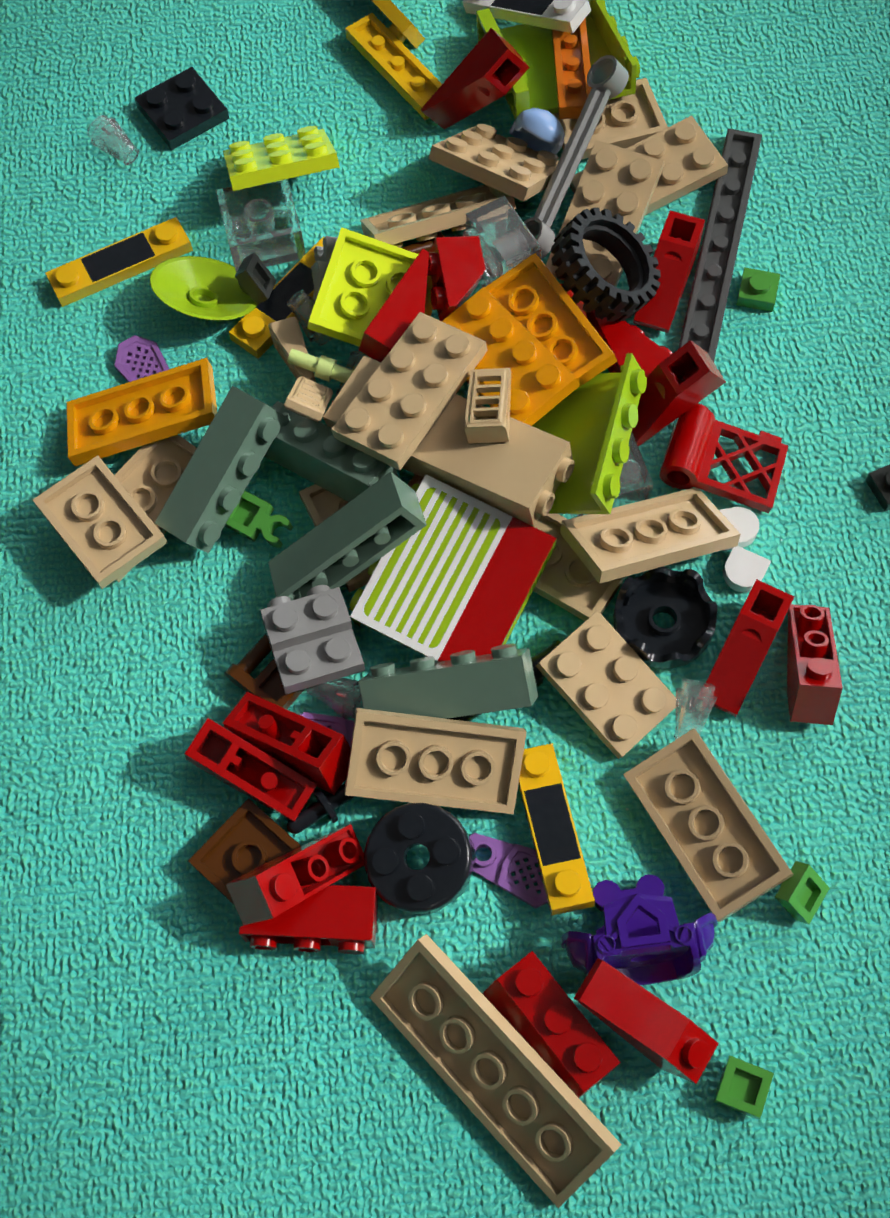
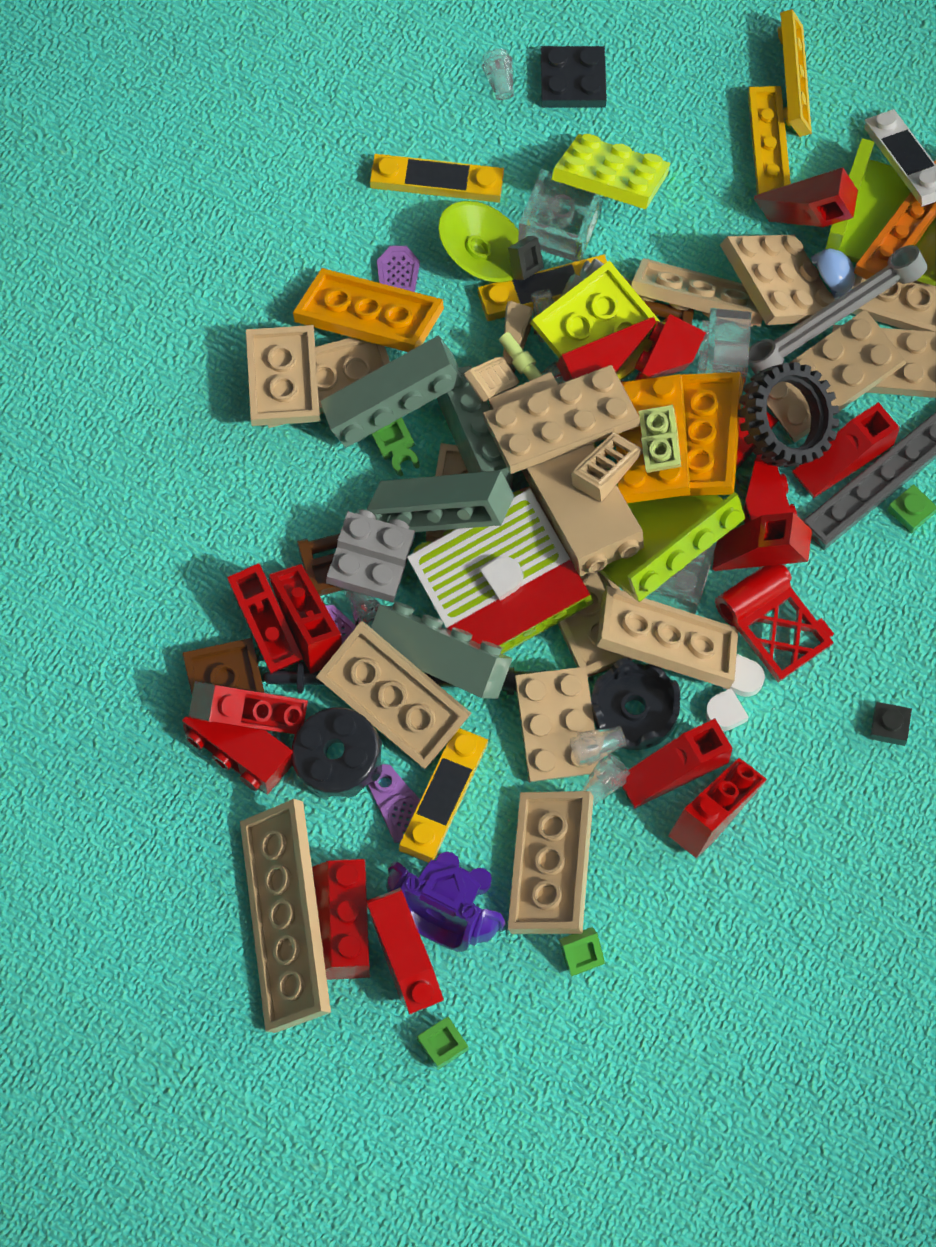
camera: 30 degrees right, 0 degrees up
(461, 573) = (503, 576): none -> white tile
(518, 350) = (660, 438): none -> yellowish green slope
(665, 680) = (596, 744): none -> clear cone

